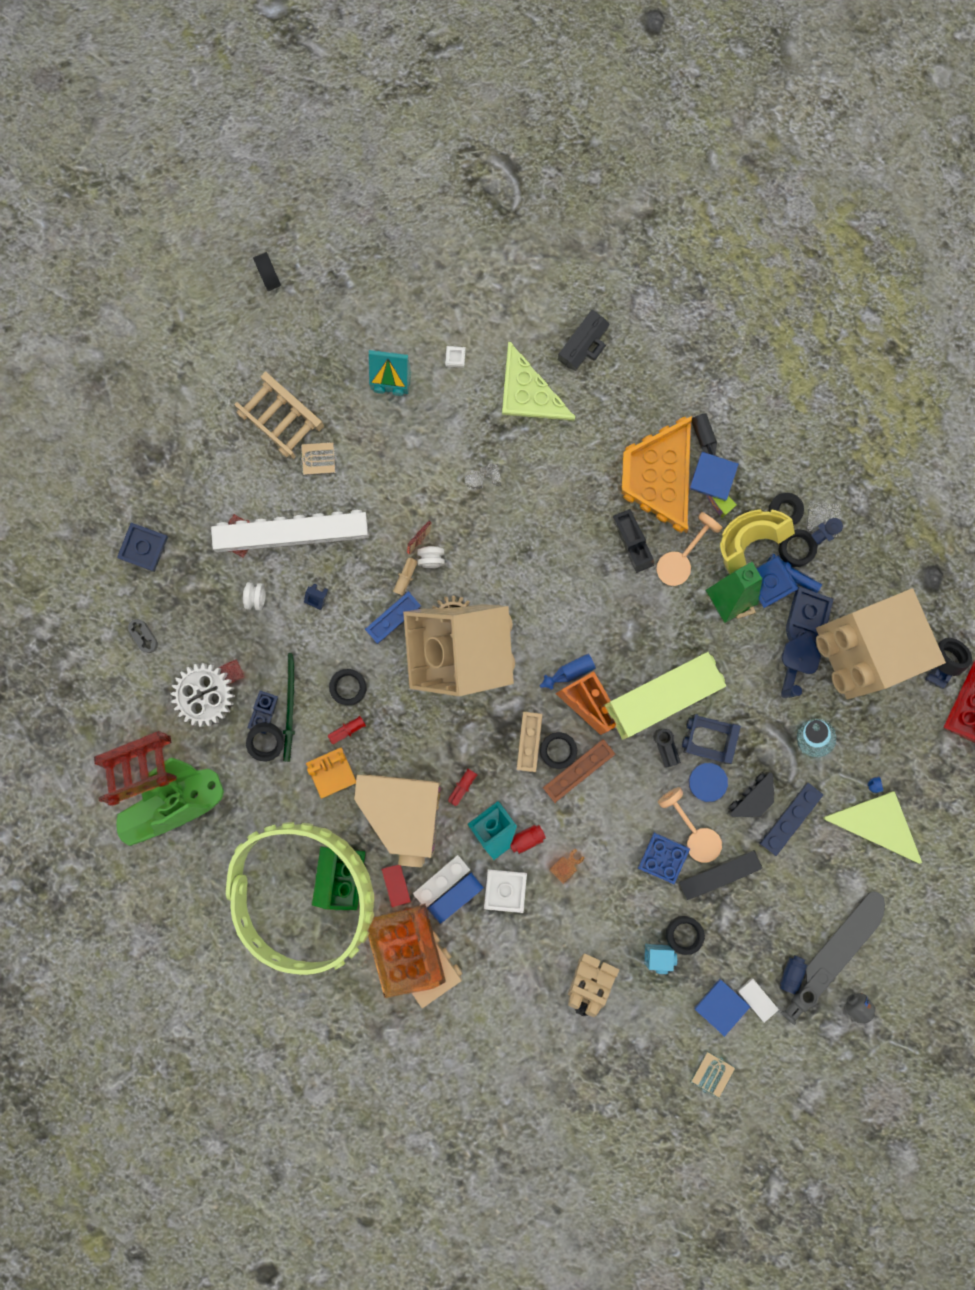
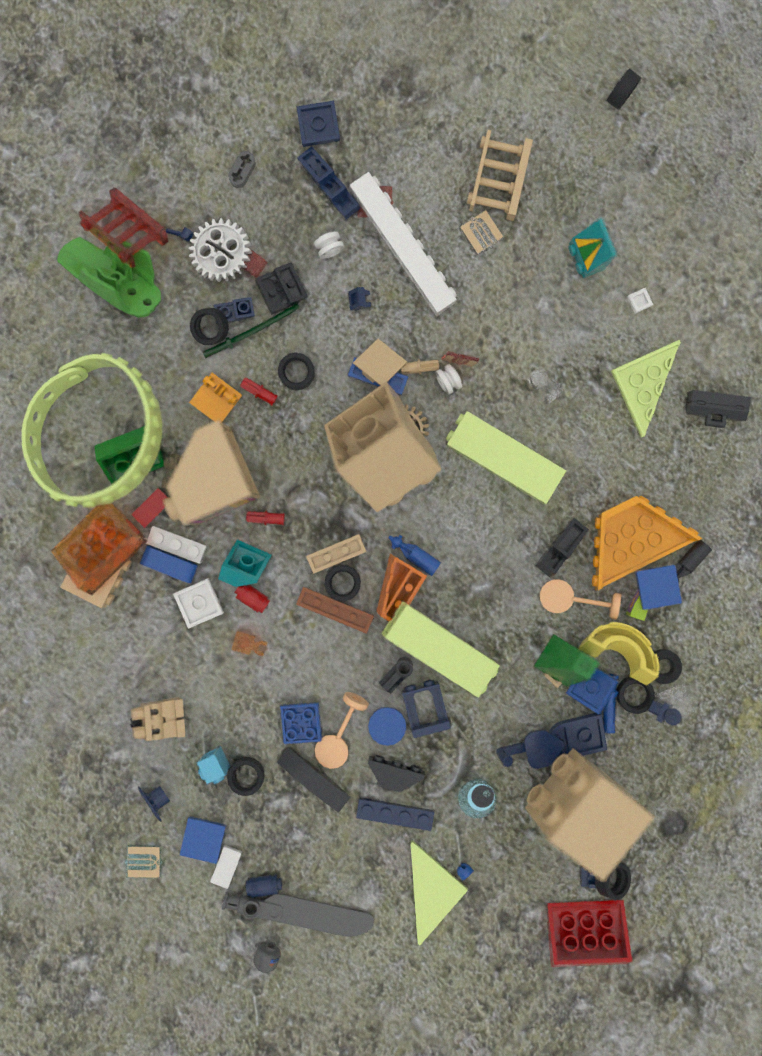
camera: 60 degrees right, 5 degrees up
(171, 718) = (186, 233): none -> dark blue hand
(199, 566) = (328, 182): none -> dark blue slope
(267, 660) = (281, 288): none -> black slope
(368, 845) = (170, 465): none -> dark tan hinge
(382, 609) = (379, 362): none -> tan piece
(526, 546) = (505, 457): none -> yellowish green brick
(662, 1029) = (155, 800): none -> dark blue wheel

